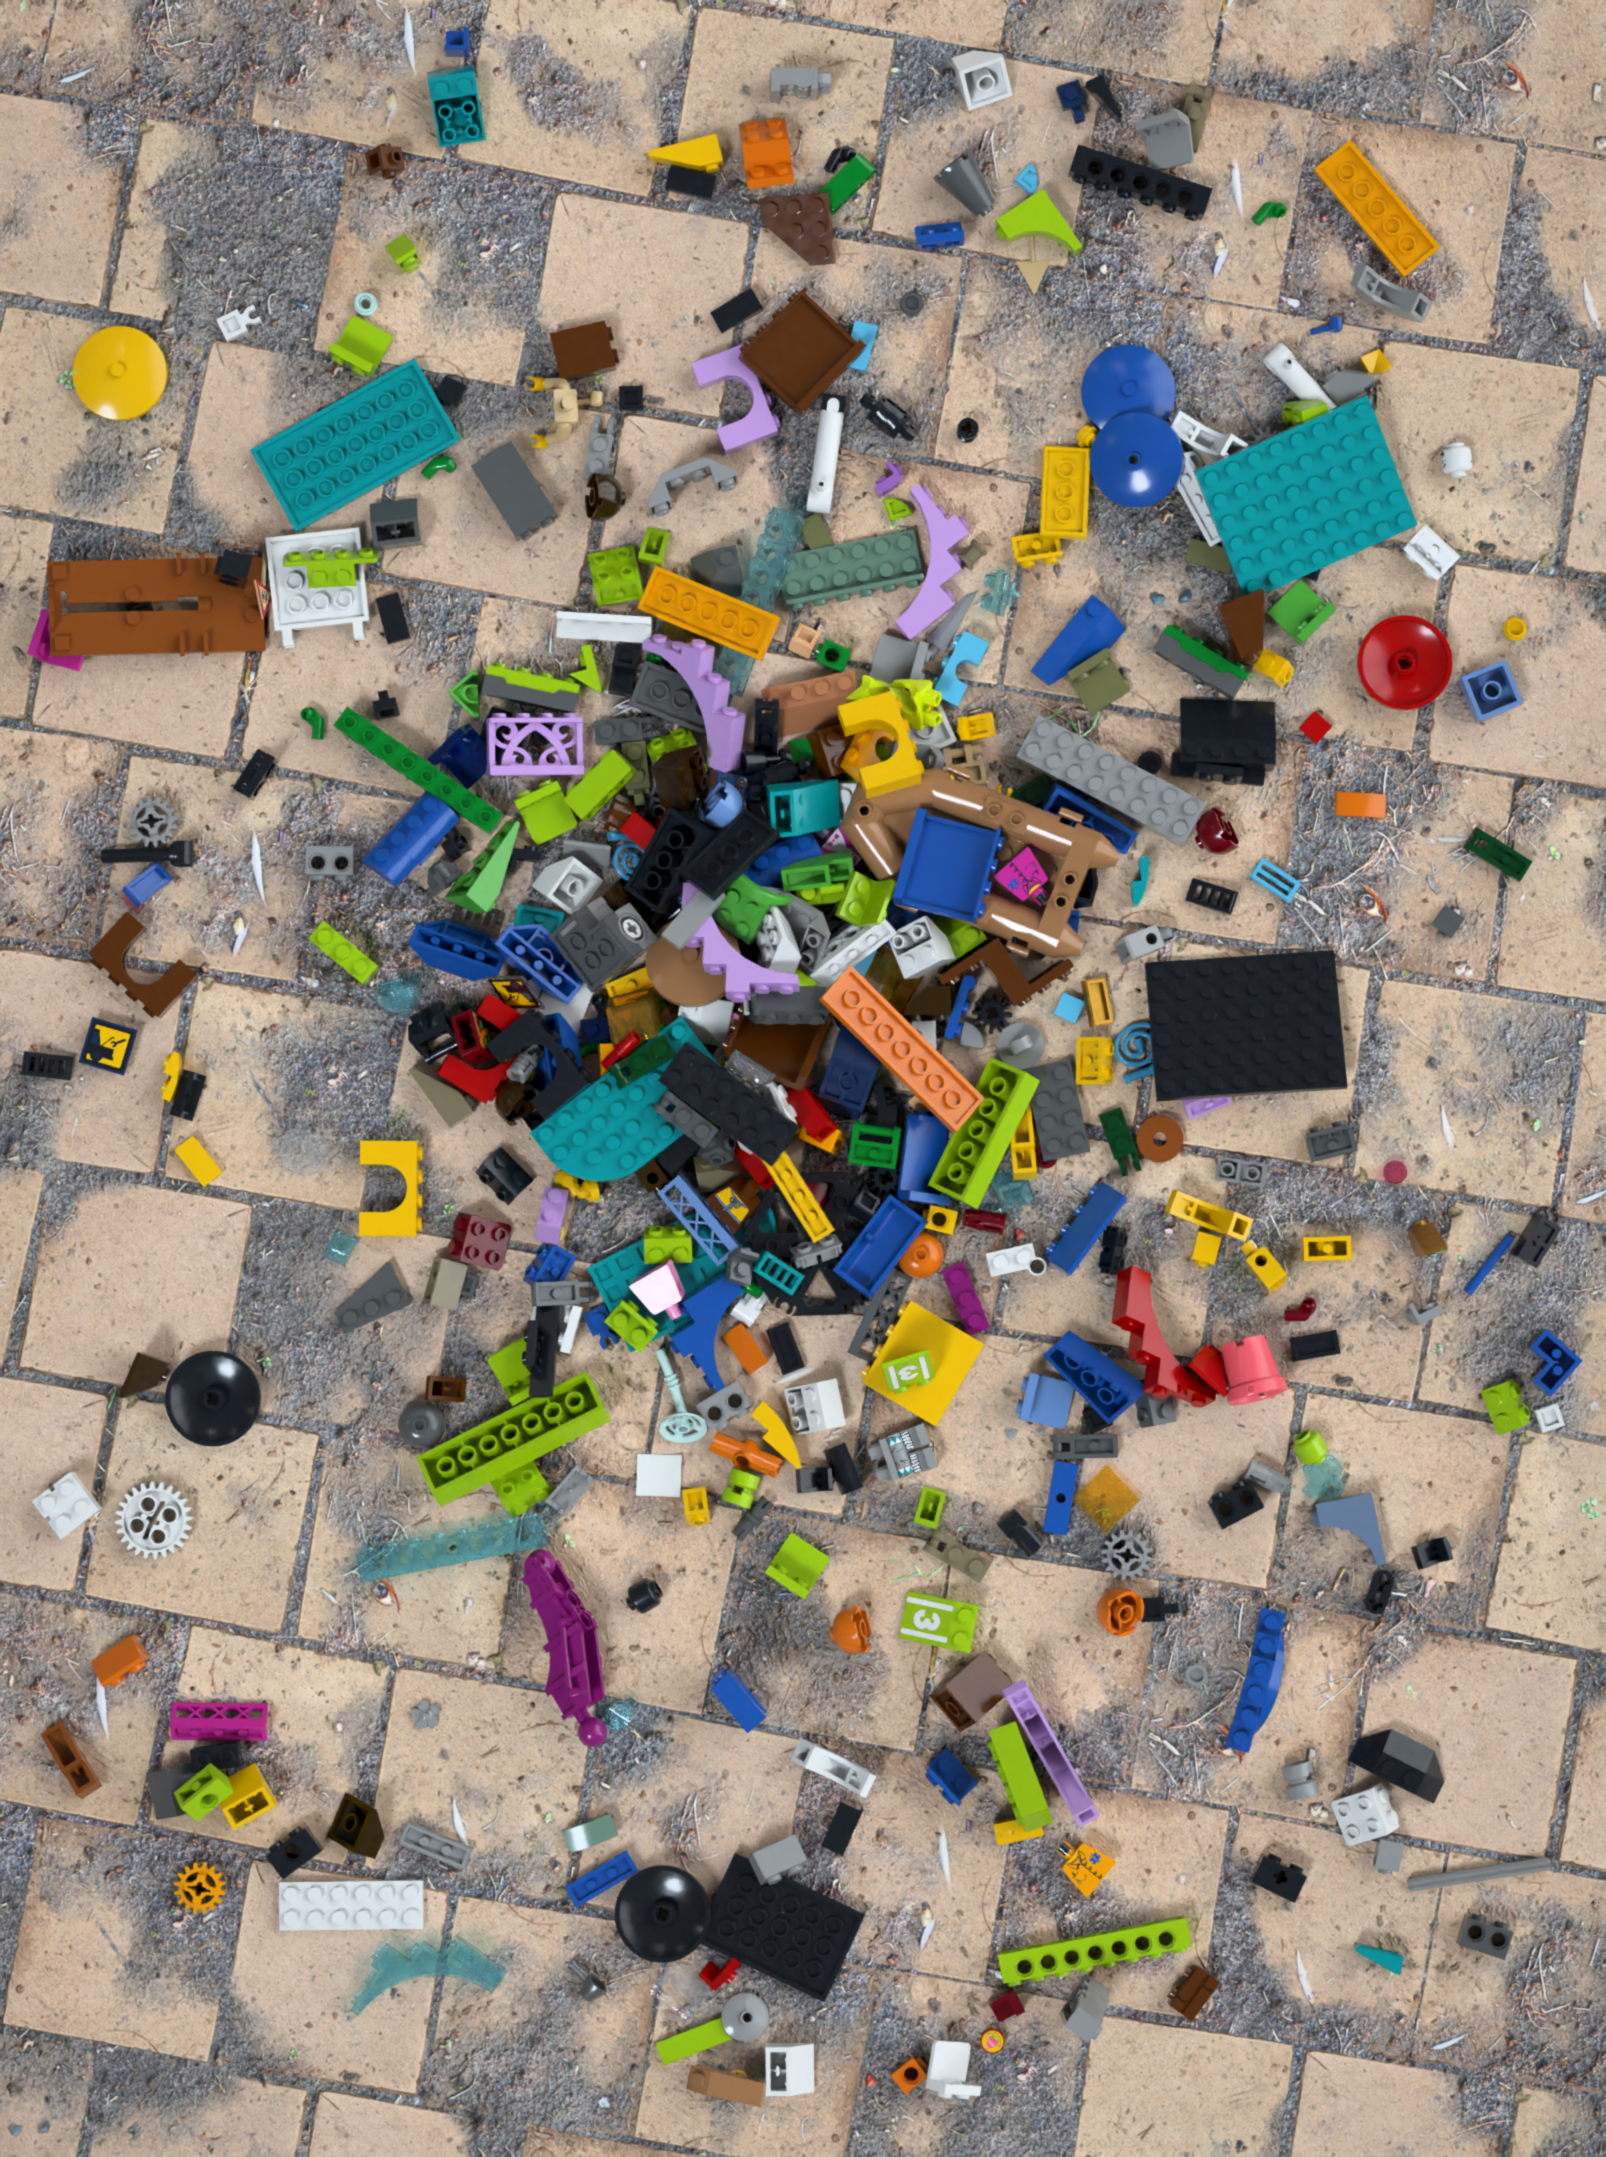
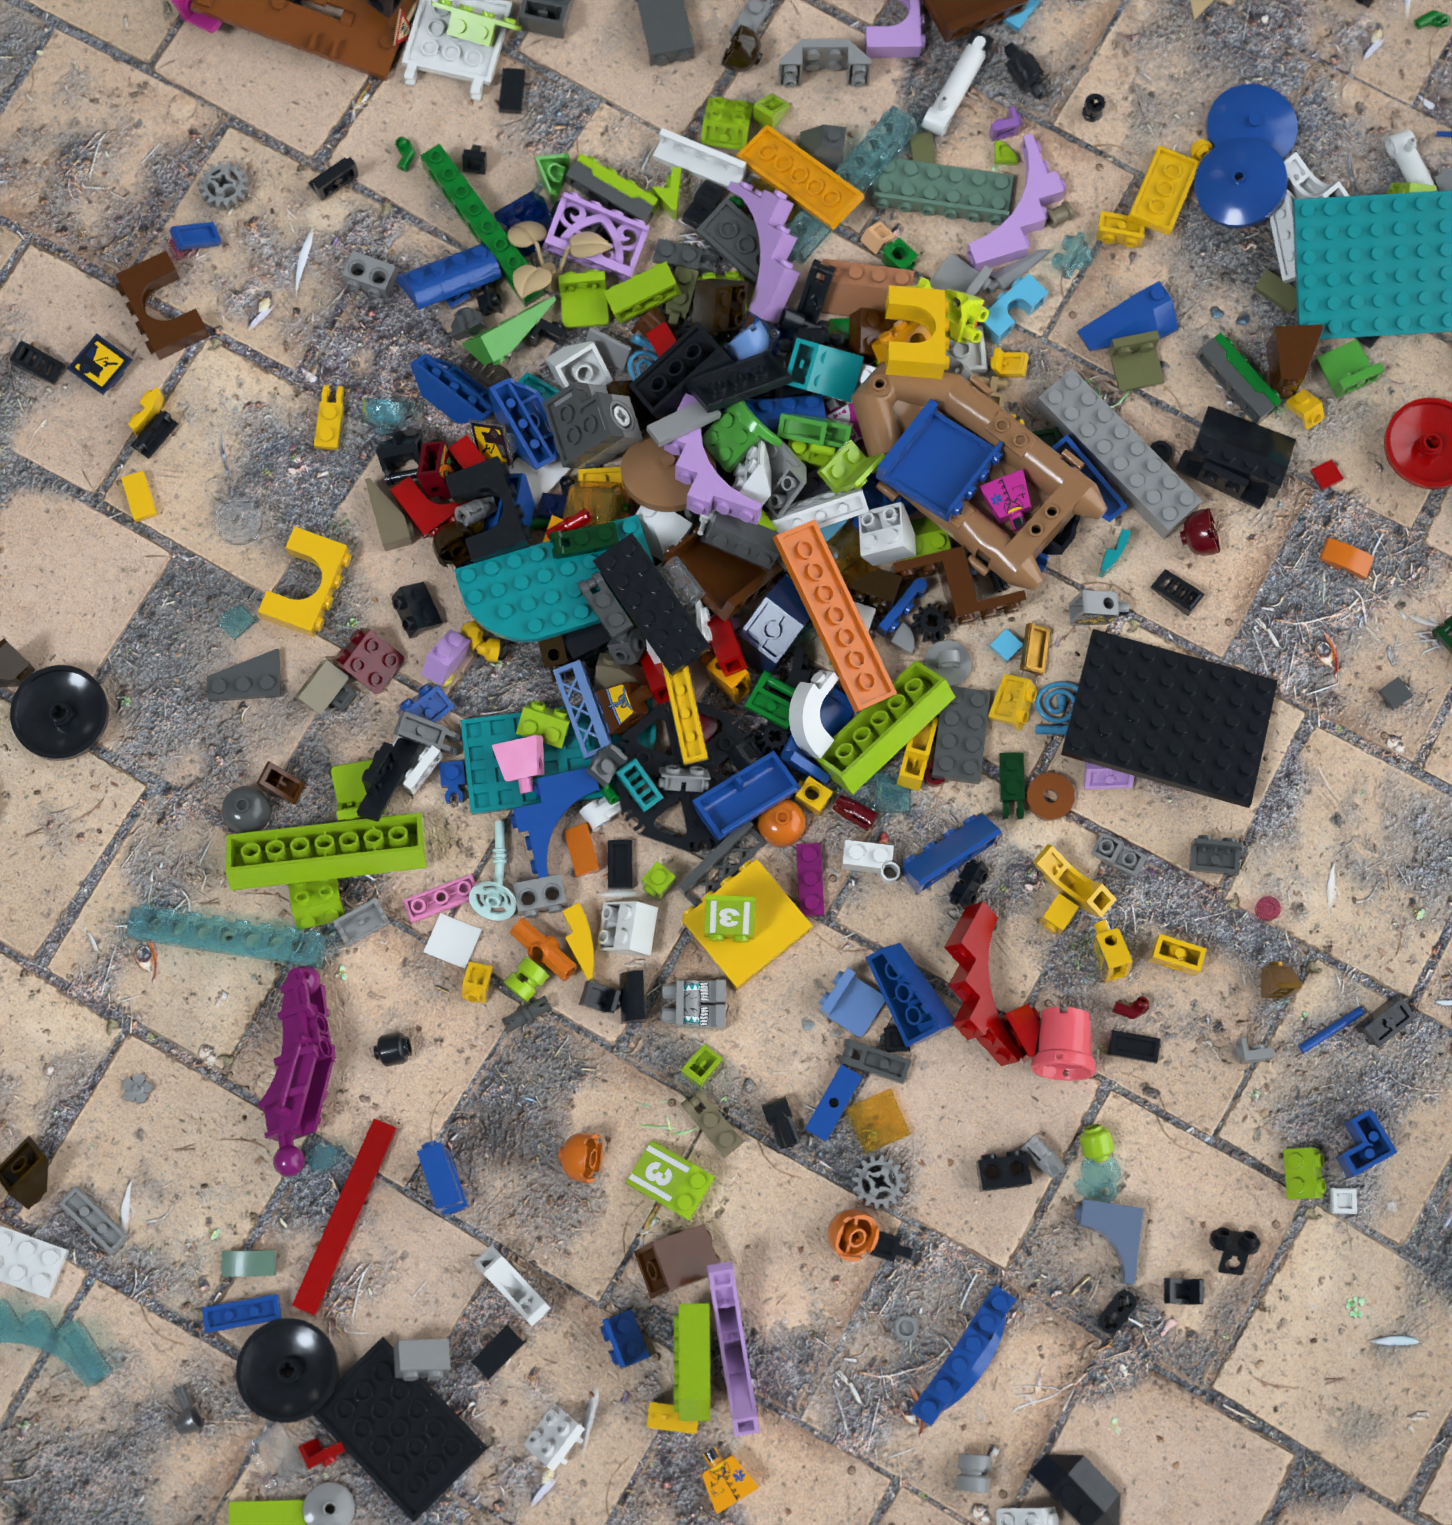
camera: 15 degrees right, 10 degrees down
(179, 854) = (235, 220): black axle -> none
(344, 953) = (349, 358): lime brick -> none
(348, 1020) = (329, 420): none -> yellow hinge
(496, 818) = (531, 279): none -> tan plant
(622, 1450) = (426, 903): none -> bright pink tile
(632, 1325) = (481, 786): lime bracket -> none
(658, 1760) = (344, 1217): none -> red tile
(797, 1565) = (553, 1075): lime bracket -> none
(827, 1353) = (658, 881): none -> lime brick
(907, 1149) = (805, 714): none -> white arch
(920, 1884) = (554, 1437): none -> white plate
(1154, 1411) = (956, 1050): dark grey bracket -> none
(1258, 869) = (1235, 604): medium azure tile -> none
(1462, 1494) = (1234, 1244): none -> black bracket

